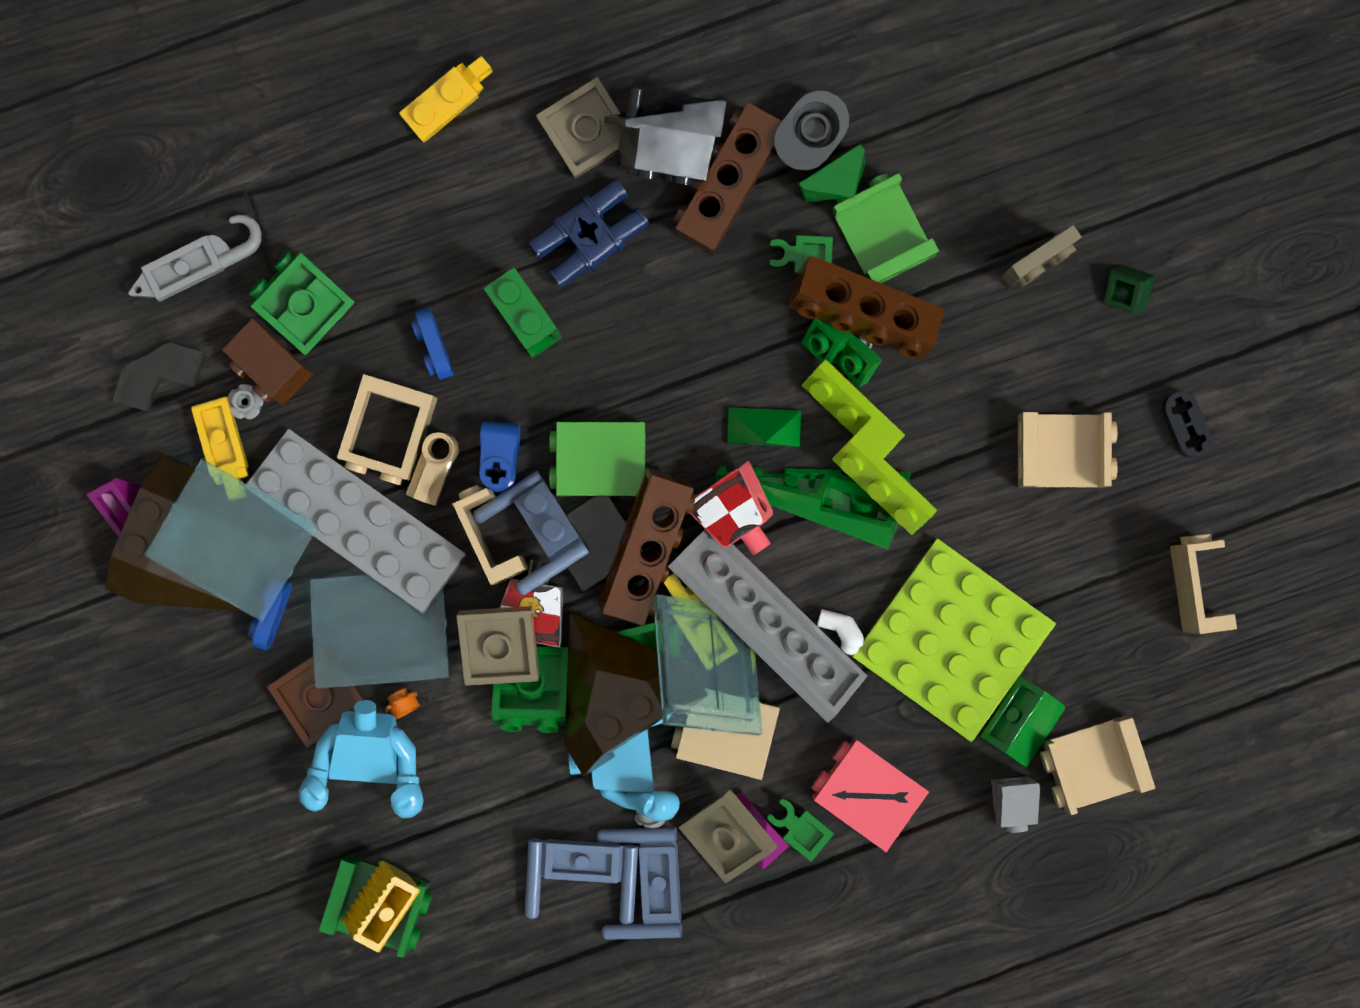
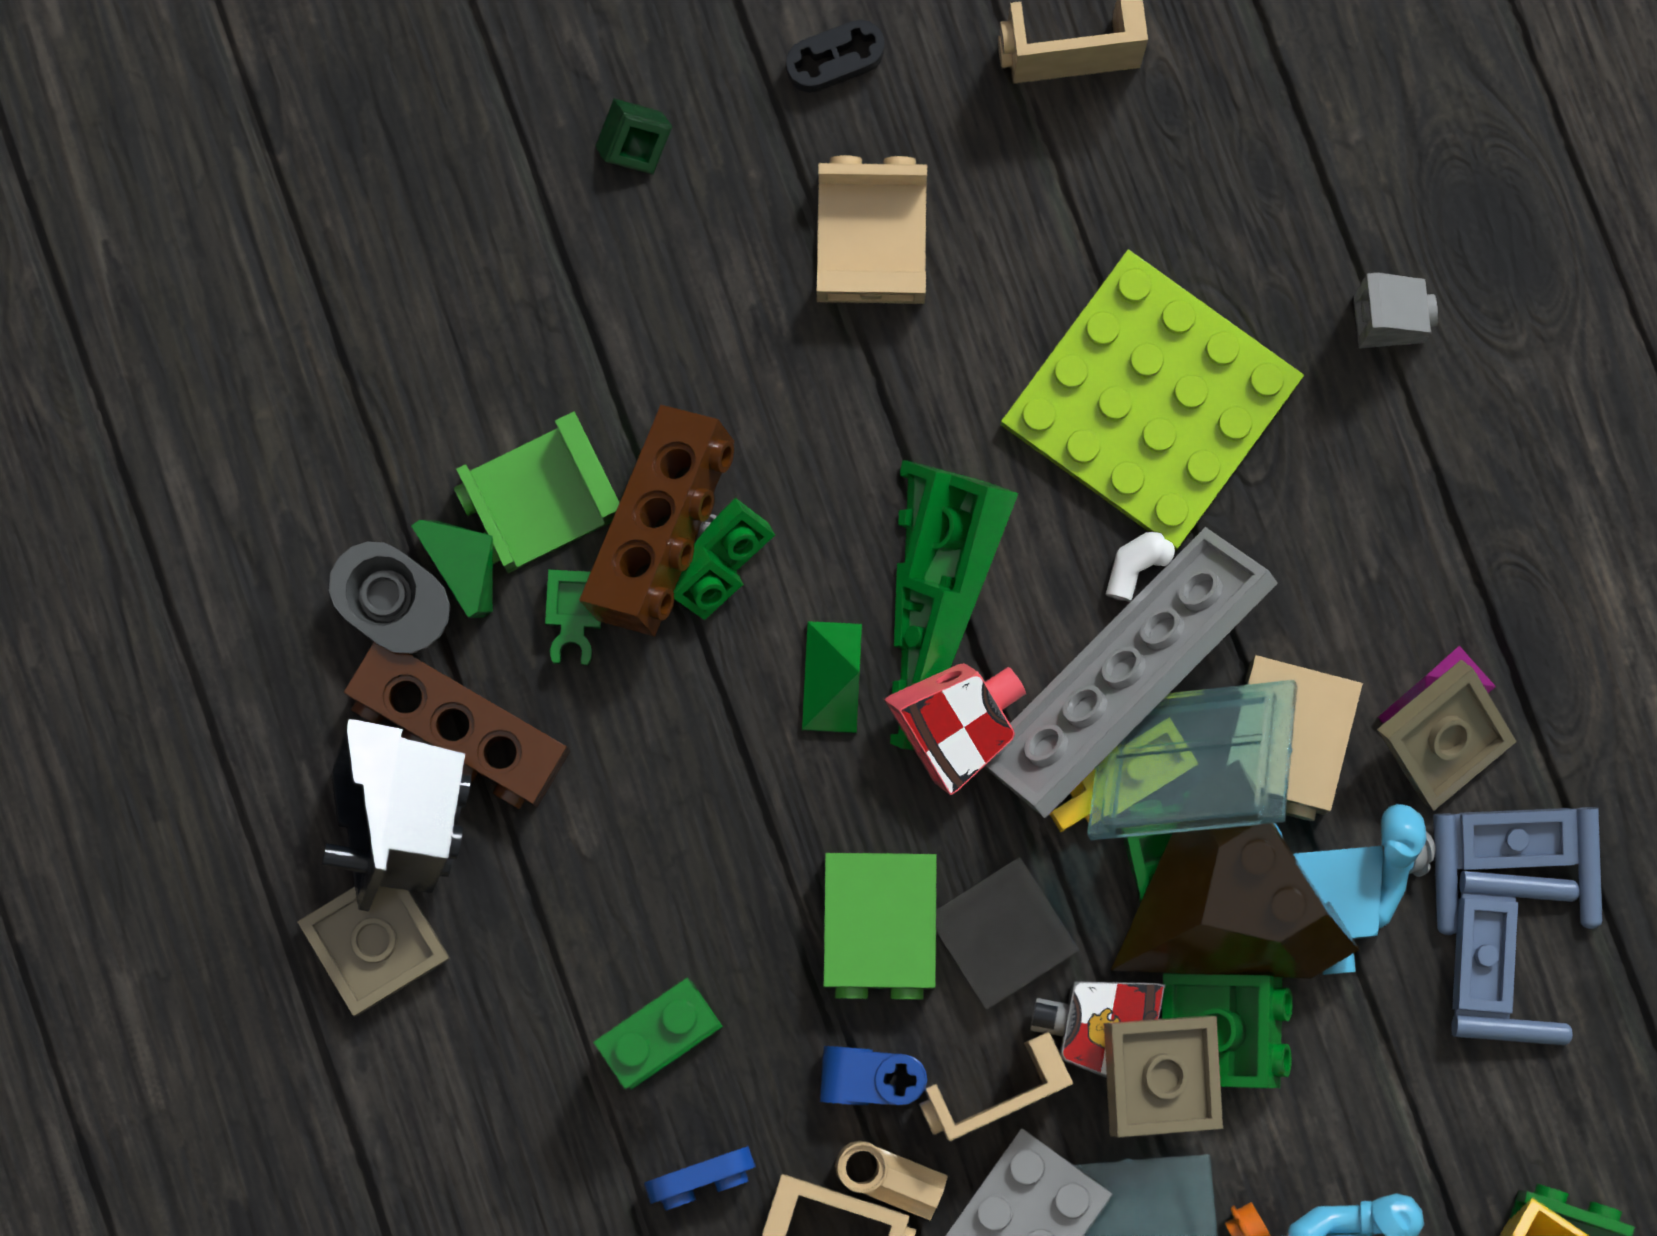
camera: 90 degrees left, 5 degrees down
(445, 99) = (323, 1156): yellow hinge -> none
(547, 523) = (974, 1004): sand blue plate -> none
(590, 213) = (565, 940): dark blue pin -> none
(654, 491) = (933, 838): reddish brown brick -> none
(804, 832) = (1439, 623): green plate -> none
(865, 452) = (866, 519): lime bracket -> none
(868, 793) = (1381, 527): coral brick -> none
(1023, 721) = (1273, 299): green panel -> none
(1052, 252) = (578, 244): dark tan plate -> none
(1096, 764) = (1335, 193): tan panel -> none

